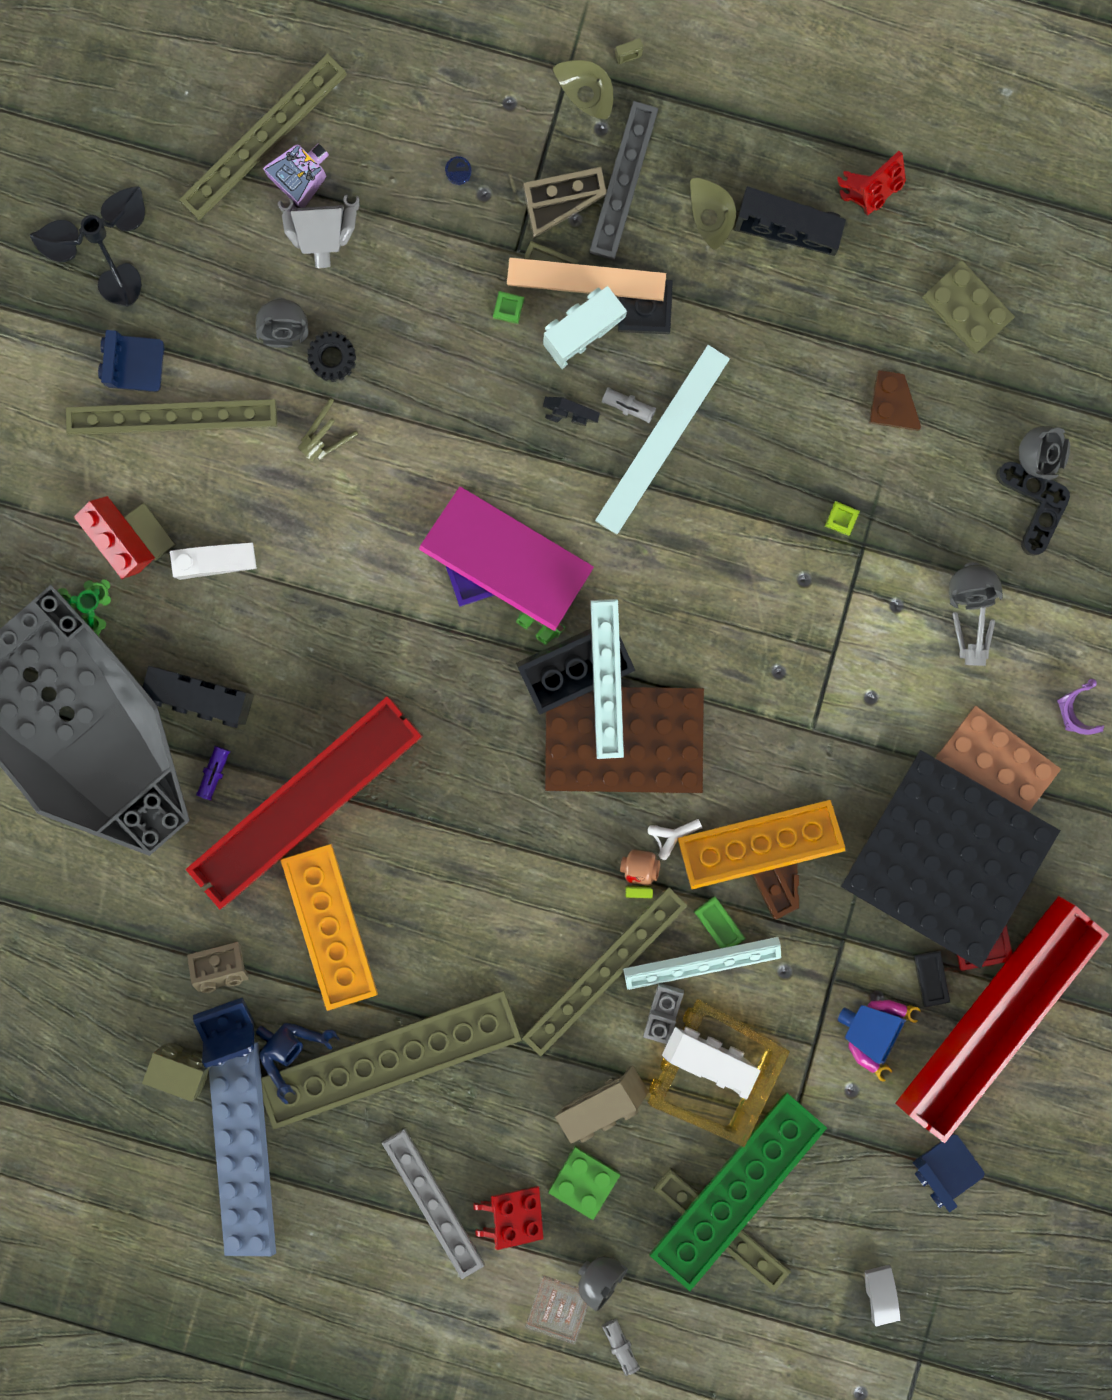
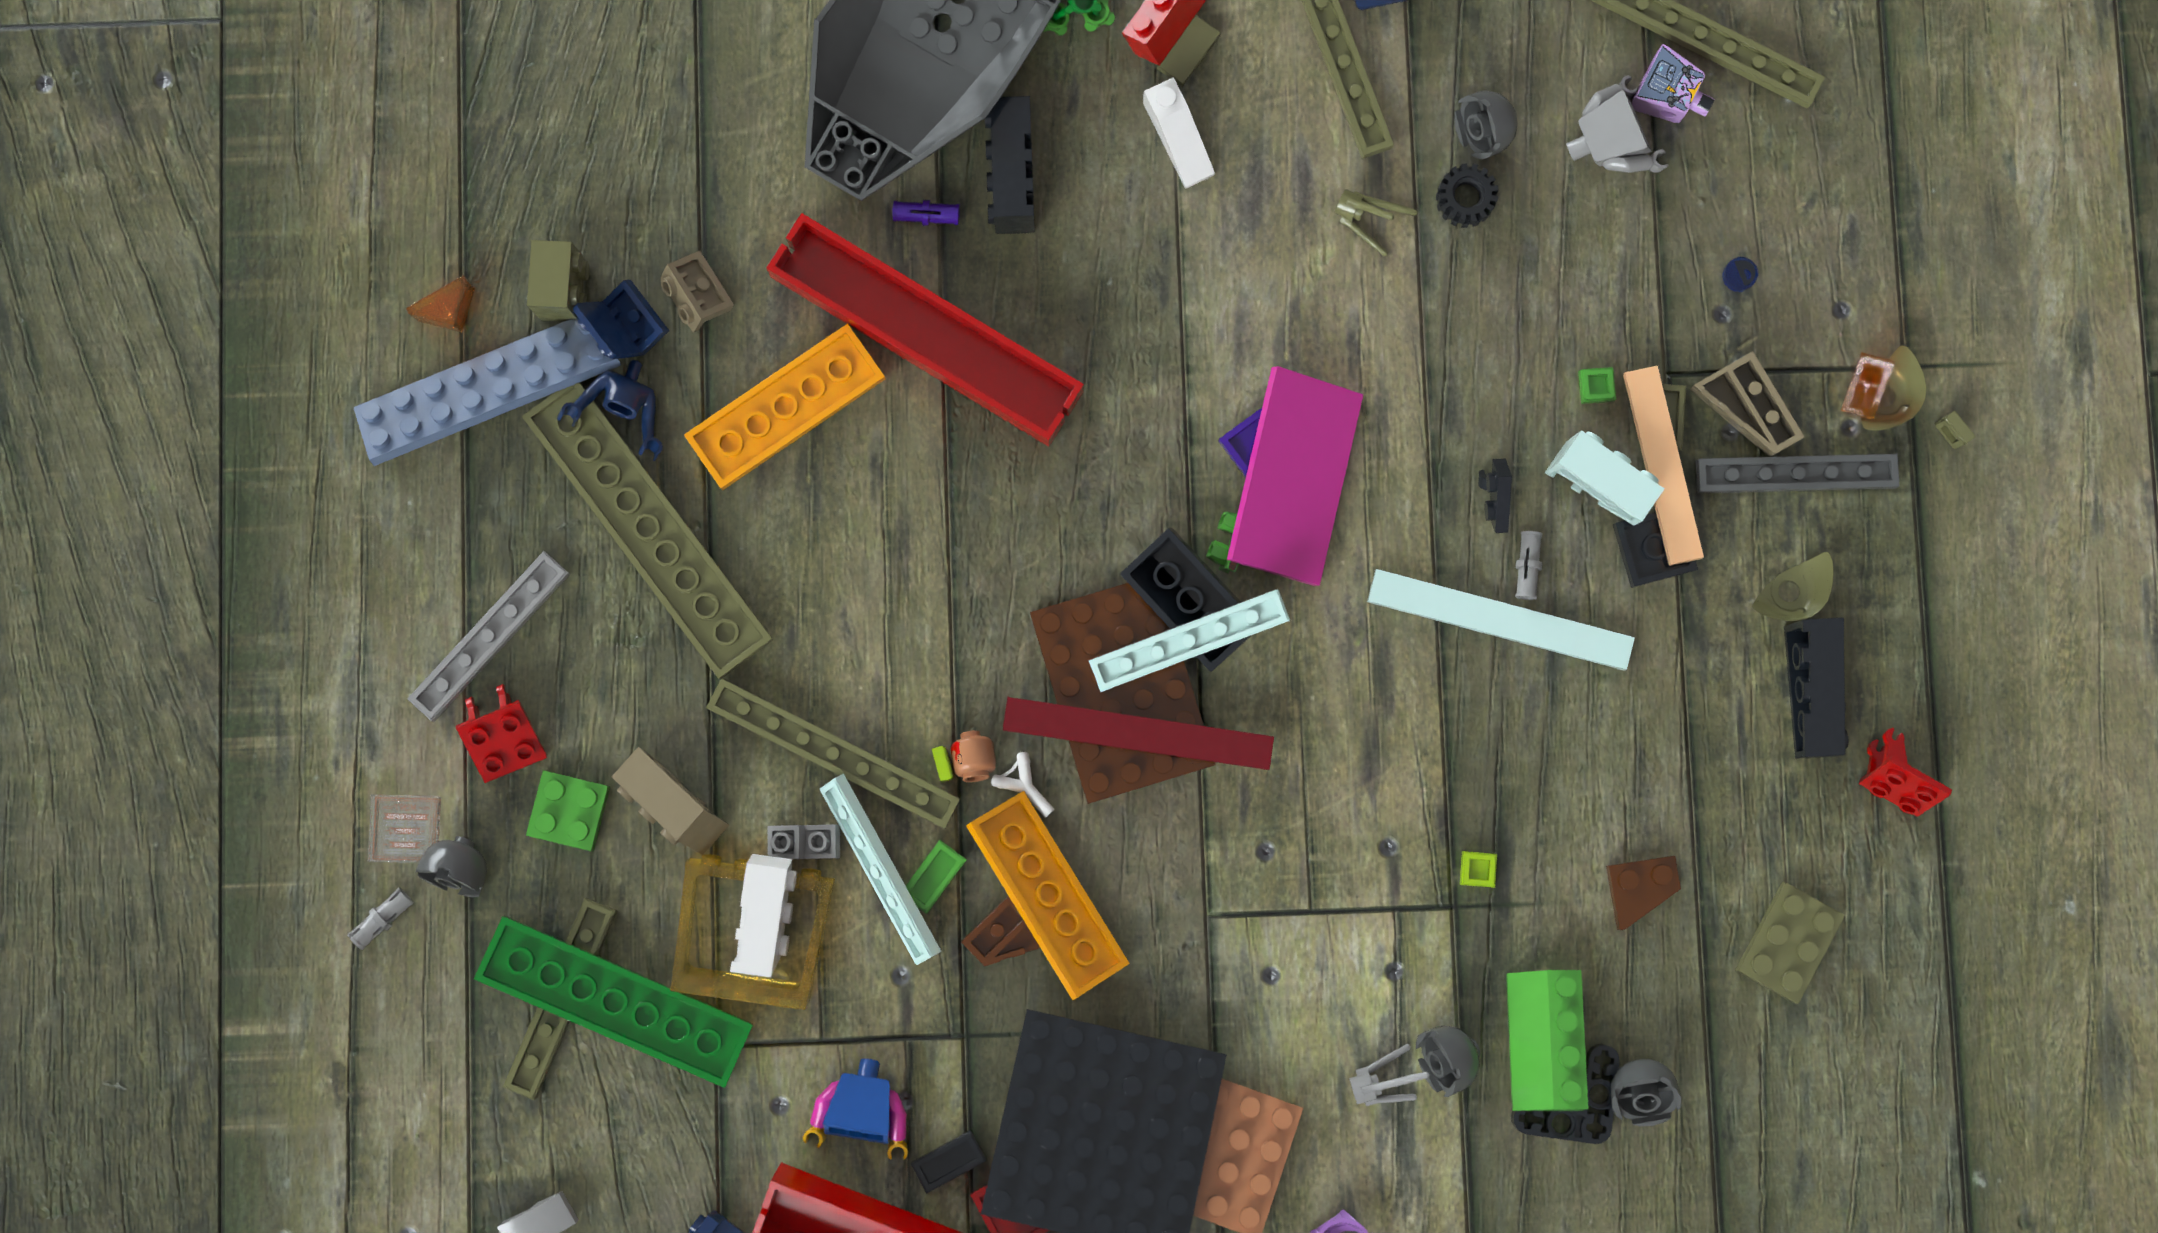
camera: 70 degrees right, 5 degrees down
(168, 1161) = (446, 306): none -> clear orange slope
(575, 105) = (1867, 385): none -> clear orange slope
(663, 739) = (1138, 733): none -> dark red tile
(984, 511) = (1547, 1041): none -> bright green slope

